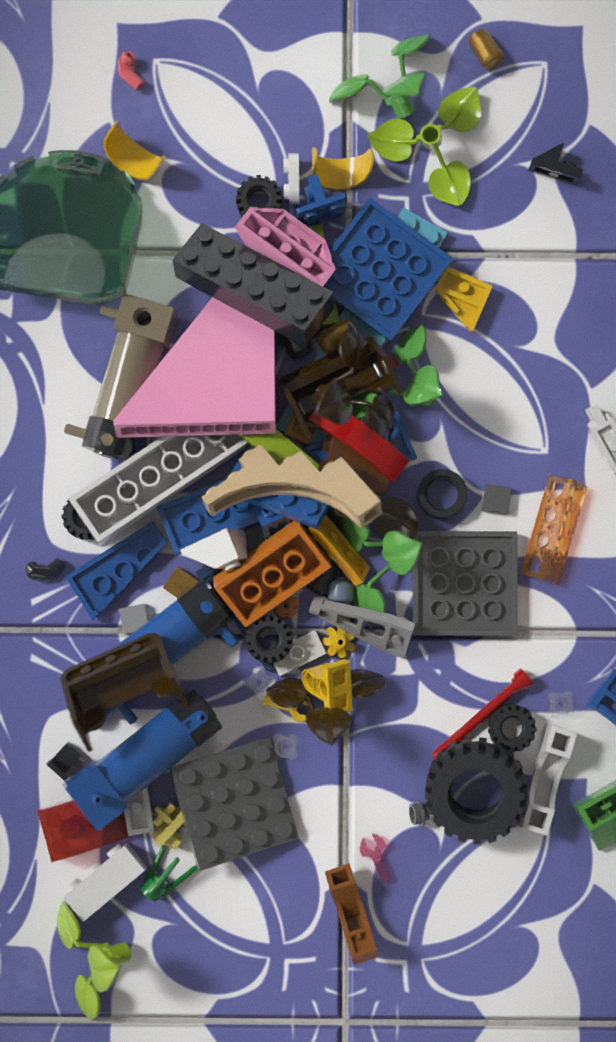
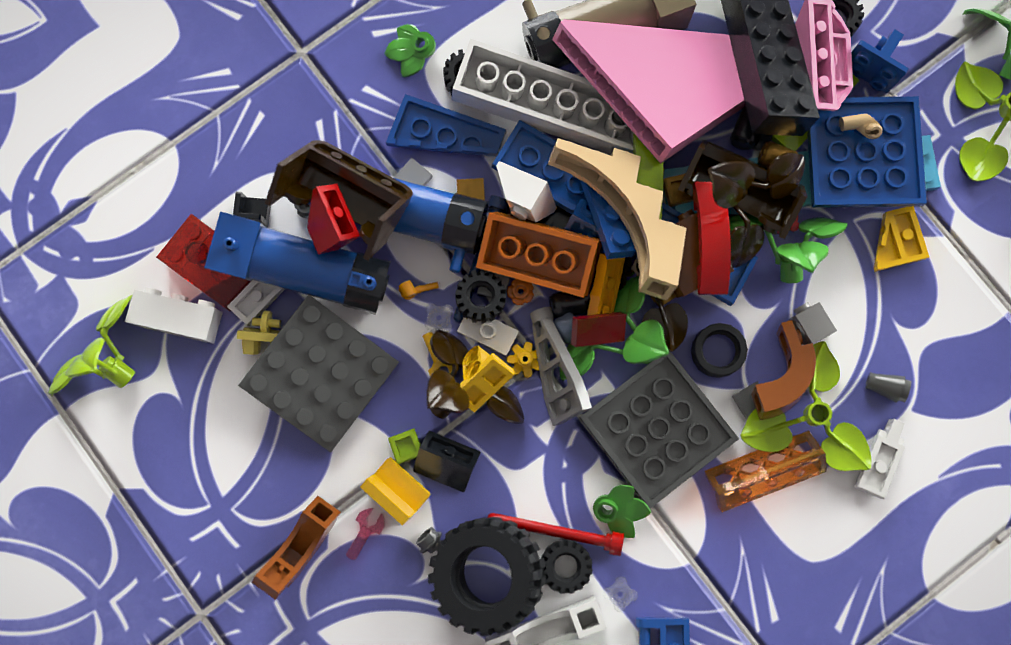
camera: 55 degrees right, 5 degrees down
(29, 547) = (406, 49): none -> bright green plate
(44, 573) = (395, 78): black arm -> none
(132, 711) = (330, 220): none -> red slope
(156, 885) = (203, 361): green plant -> none
(220, 689) = (408, 290): none -> light orange hand
(290, 740) = (401, 373): clear plate -> none
(291, 167) = (883, 24): white plate -> none
(336, 779) = (405, 446): none -> lime tile
(342, 173) = (921, 71): yellow piece -> none
(358, 257) = (862, 123): none -> tan arm
(361, 572) = (598, 329): none -> dark red tile
(364, 811) = (396, 491): none -> yellow panel
(370, 757) = (446, 461): none -> black panel
(475, 411) = (812, 323): none -> light grey brick
(504, 655) = (624, 511): none -> bright green plate
(510, 472) = (783, 393): none -> dark orange arch
(525, 504) = (844, 448): none -> lime plant
(562, 391) = (890, 386): none -> dark grey cone

